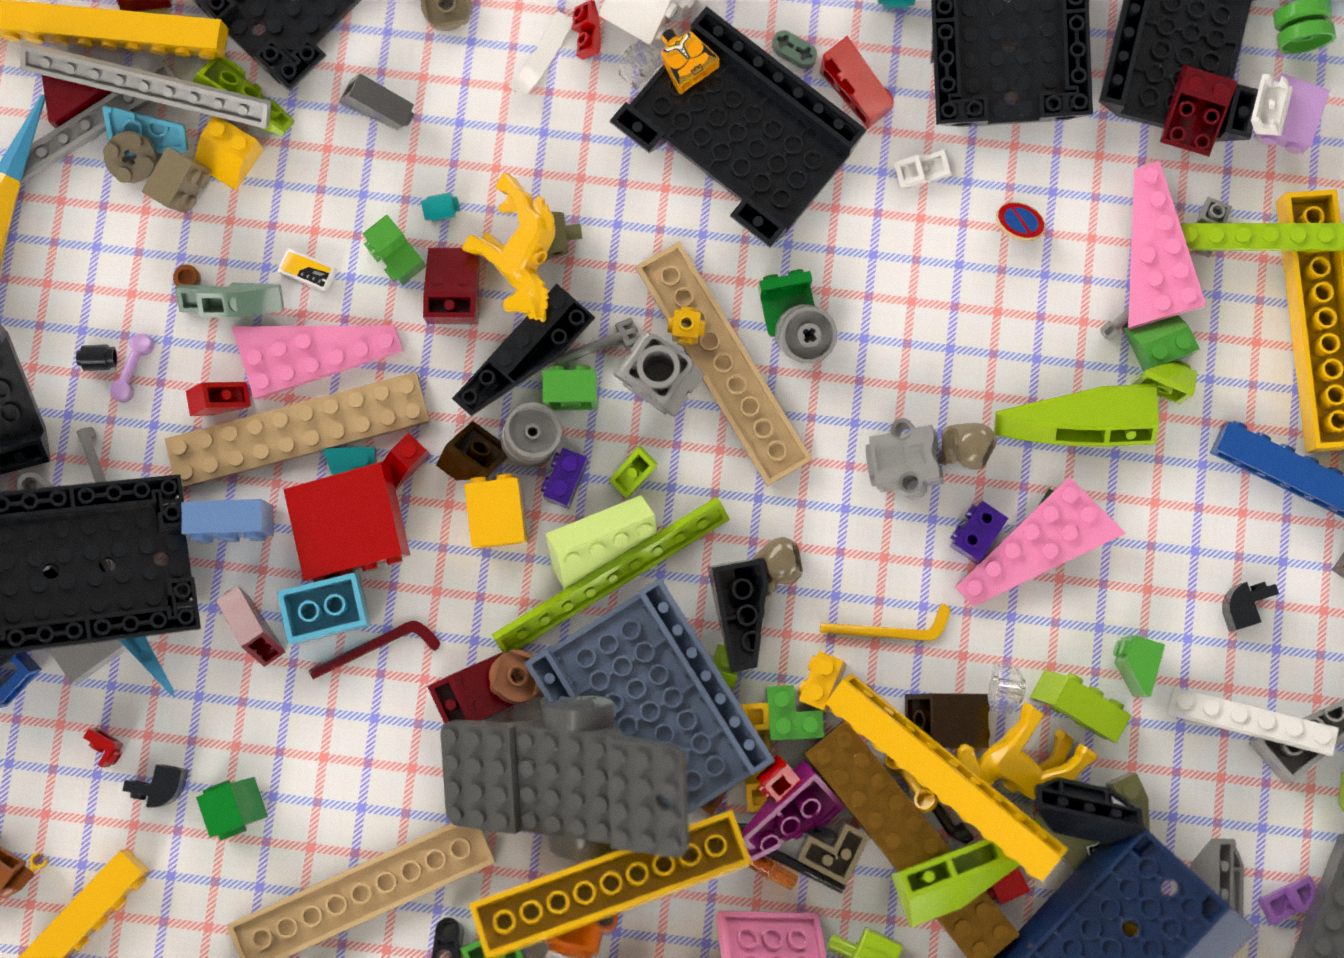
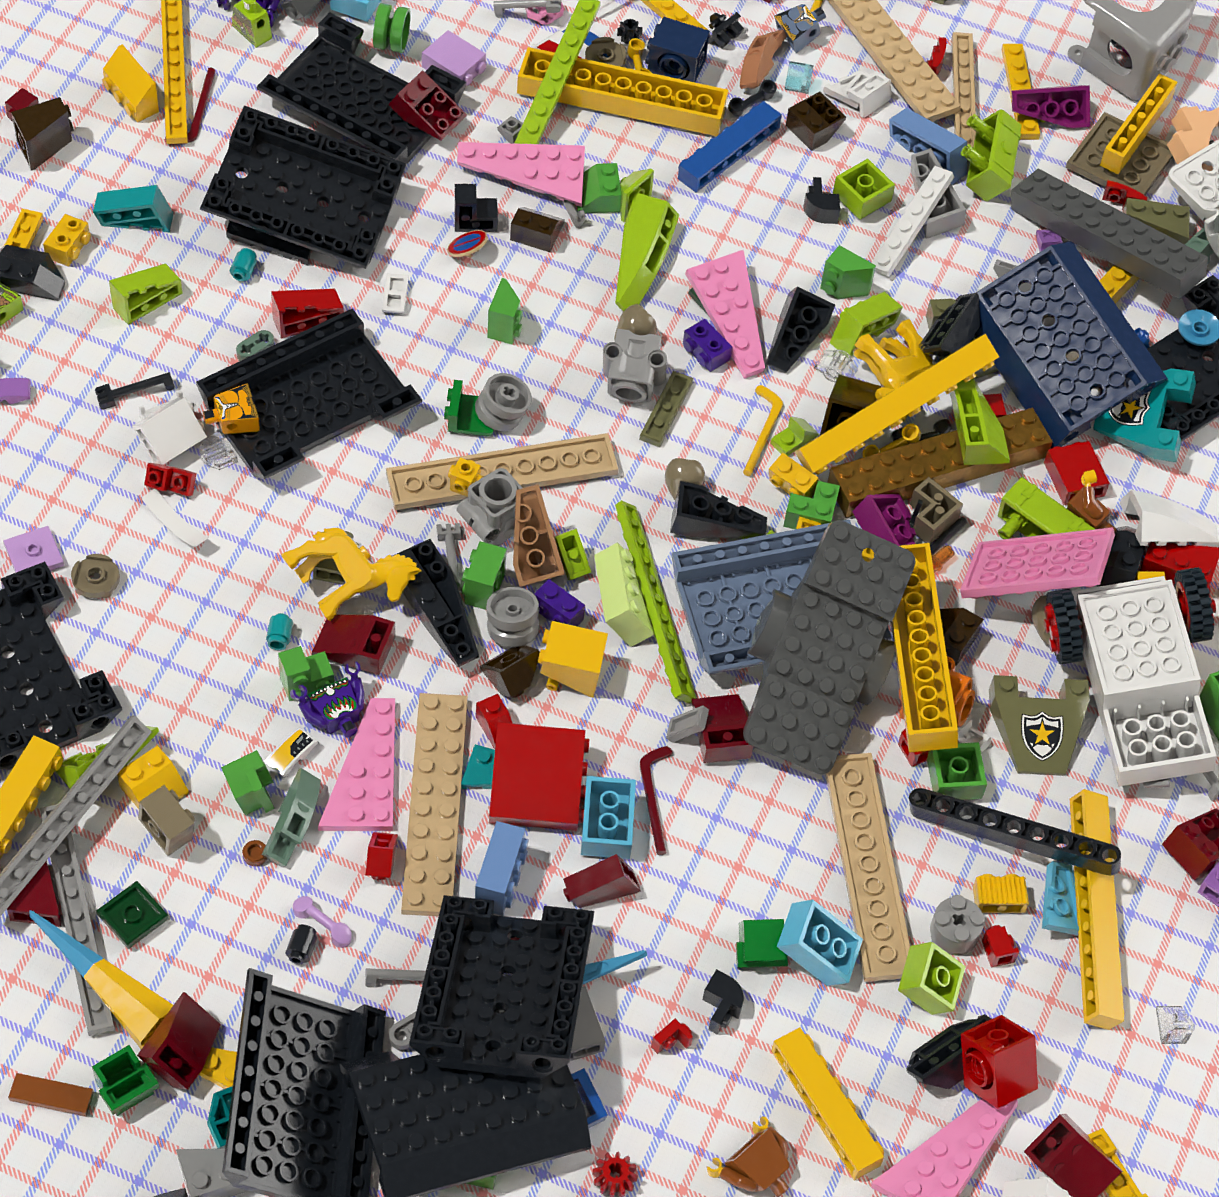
camera: 80 degrees left, 25 degrees down
(82, 189) = (132, 914): none -> dark green plate
(136, 143) = (111, 869): dark tan plate -> none
(160, 131) = (104, 846): medium azure wing -> none
(234, 868) = (820, 942): none -> medium azure brick
(246, 244) = (248, 781): none -> bright green plate
(369, 292) = (335, 705): none -> dark purple torso
(377, 102) = (160, 651): dark grey slope -> none
(460, 657) = (687, 723): none -> light grey tile
(502, 683) = (717, 690): nougat plate -> none
(618, 430) = (534, 543): none -> medium nougat wedge
(682, 914) = (959, 631): none -> dark brown slope
(777, 780) = (867, 520): red brick -> none
(877, 513) = (666, 409): none -> olive tile
(890, 666) = (794, 436): none -> lime slope
(928, 294) = (504, 314): none -> bright green slope
(1046, 628) = (798, 326): none -> black wedge
(1067, 213) = (474, 212): none -> black brick
(1079, 289) = (535, 228): none -> dark brown slope
(1271, 106) = (447, 61): white hinge -> none
(1285, 649) = (864, 188): none -> lime brick

